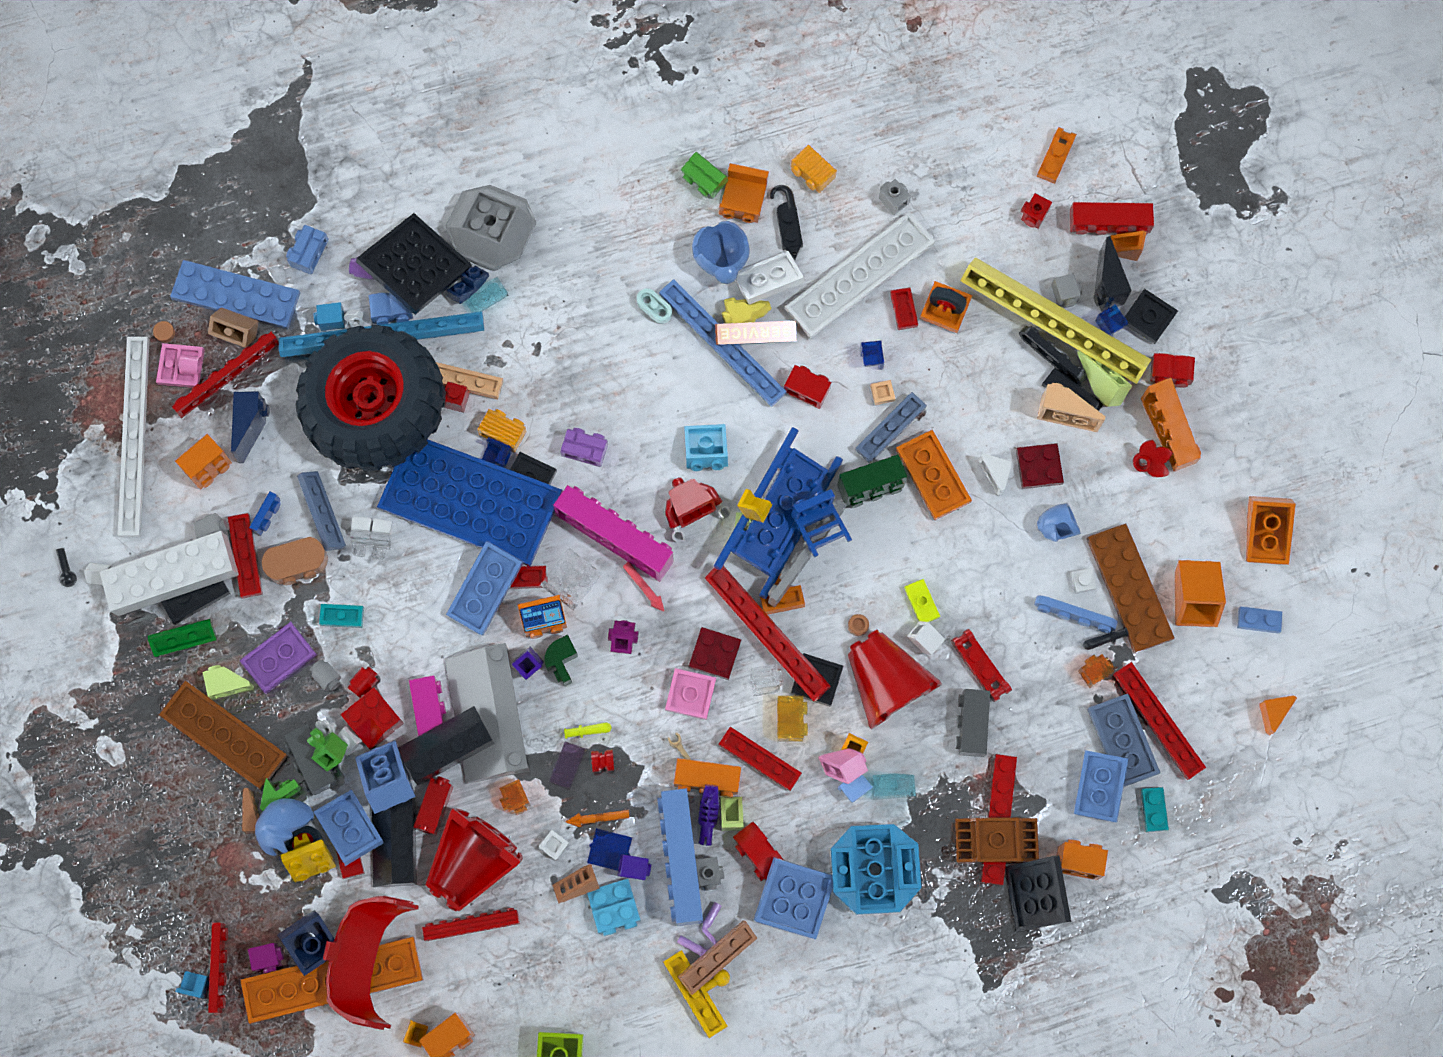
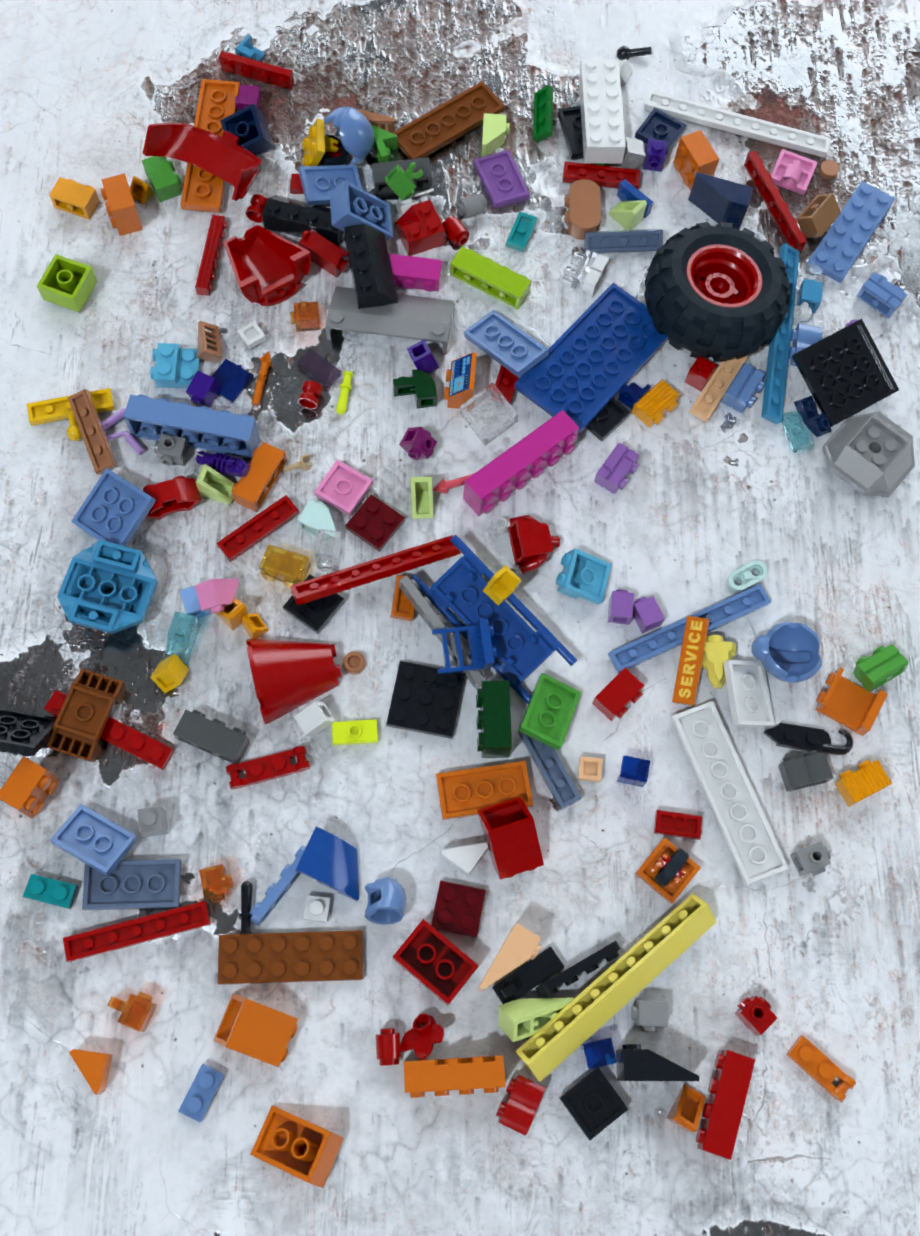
camera: 105 degrees right, 5 degrees down
(167, 510) = (660, 127): none -> dark blue plate
(203, 505) = (655, 155): none -> dark purple brick
(284, 516) = (628, 213): none -> yellowish green slope
(395, 1011) = (161, 177): none -> bright green brick
(401, 893) = (256, 207): none -> red wheel
(408, 629) = (490, 277): none -> lime brick
(457, 353) = (744, 385): none -> medium blue brick
(677, 616) = (421, 497): none -> yellowish green slope
(722, 382) = (647, 614): none -> medium lavender brick
(723, 406) = (621, 607): none -> medium lavender brick
(734, 703) = (315, 517): none -> light aqua slope
(820, 216) = (805, 771): none -> dark grey brick
(846, 438) = (549, 711): none -> bright green plate
(856, 725) = (254, 625): none -> light orange slope
(872, 553) = (425, 700): none -> black plate
(929, 784) = (169, 673): none -> yellow panel
(967, 438) = (511, 837): none -> red slope
(1045, 579) = (331, 863): none -> blue slope
(1066, 743) = (152, 821): none -> light grey brick
(1092, 467) = (435, 962): none -> red brick
(1169, 484) = (388, 1047): none -> red brick
(1221, 694) = (136, 1011): none -> clear orange brick

